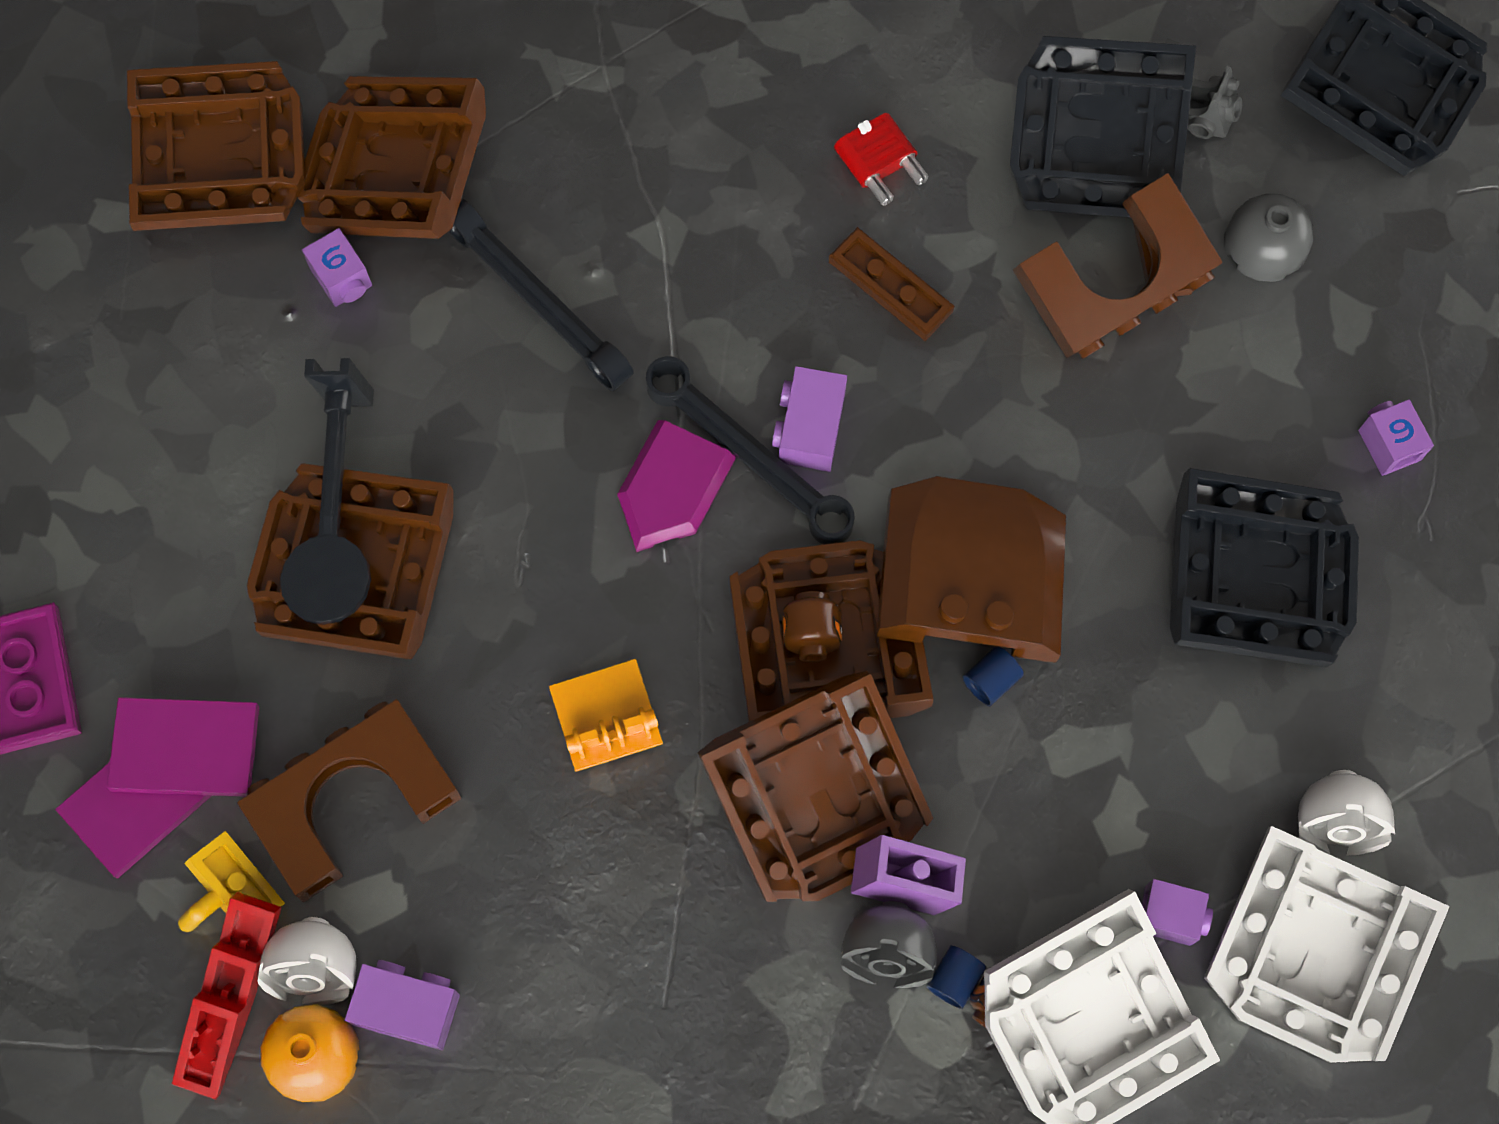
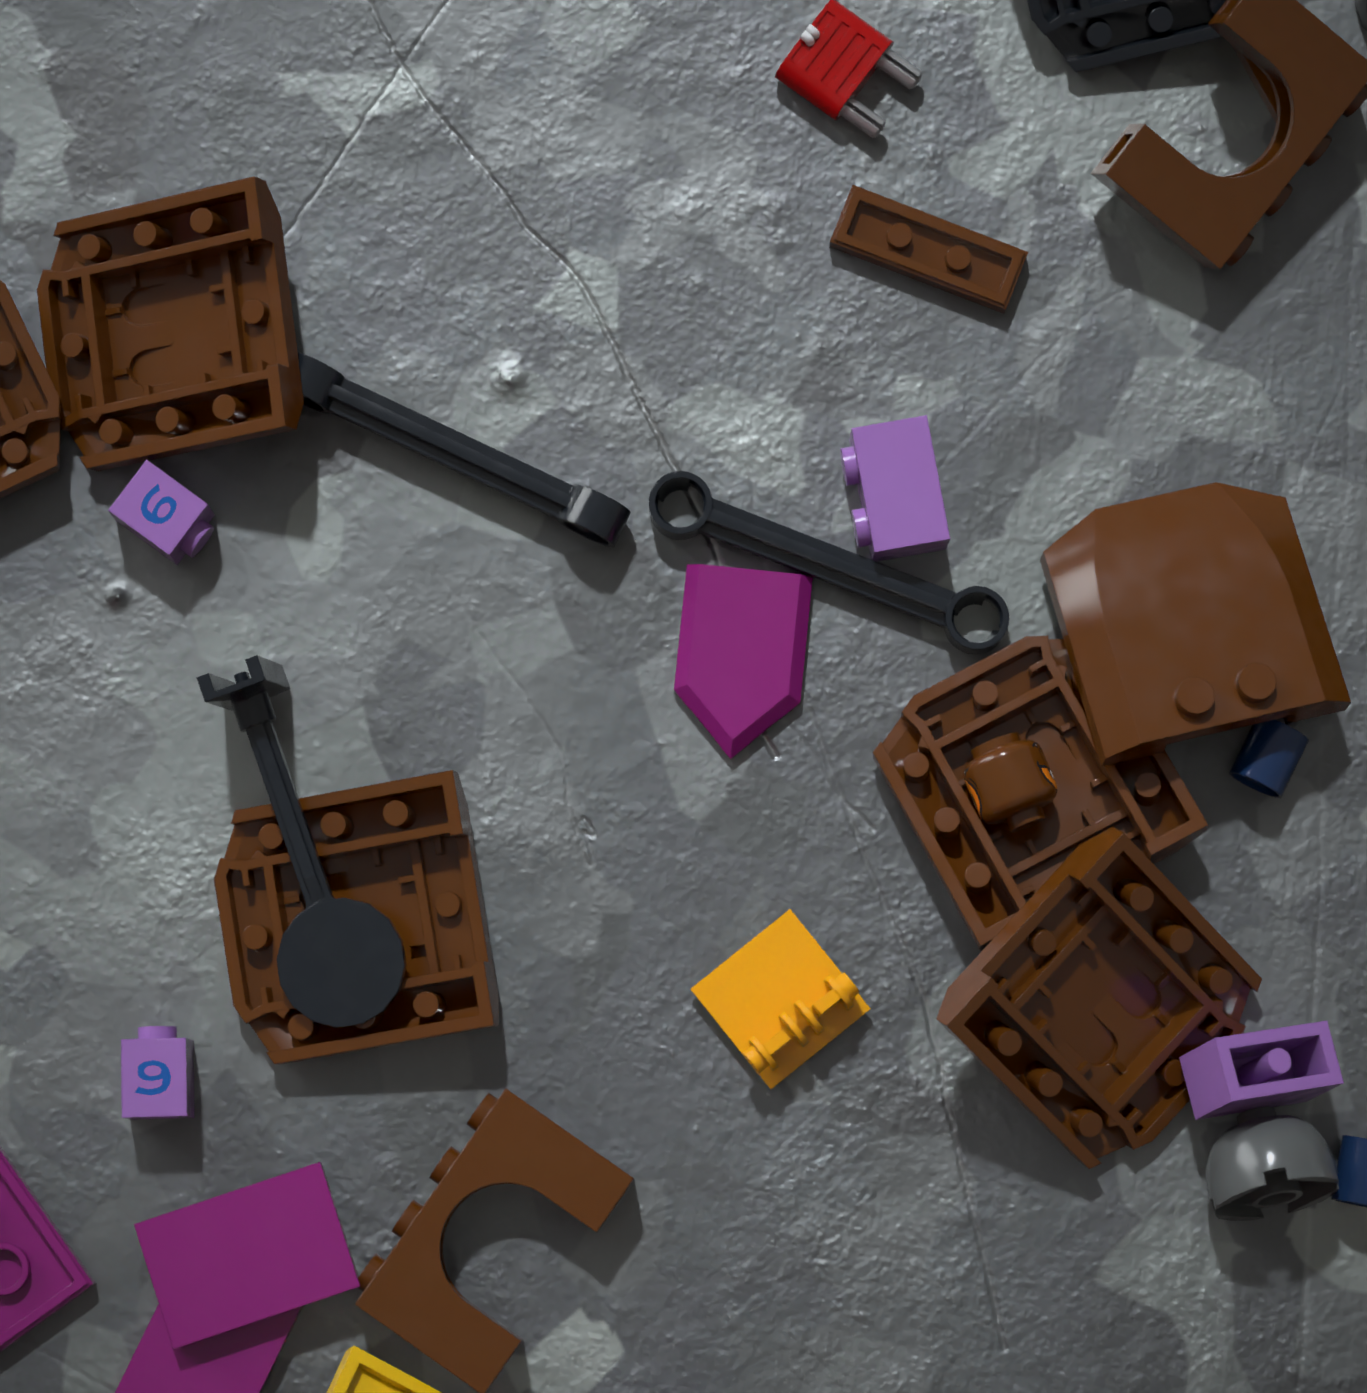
camera: 20 degrees left, 10 degrees up
(178, 611) = (157, 1075): none -> medium lavender brick

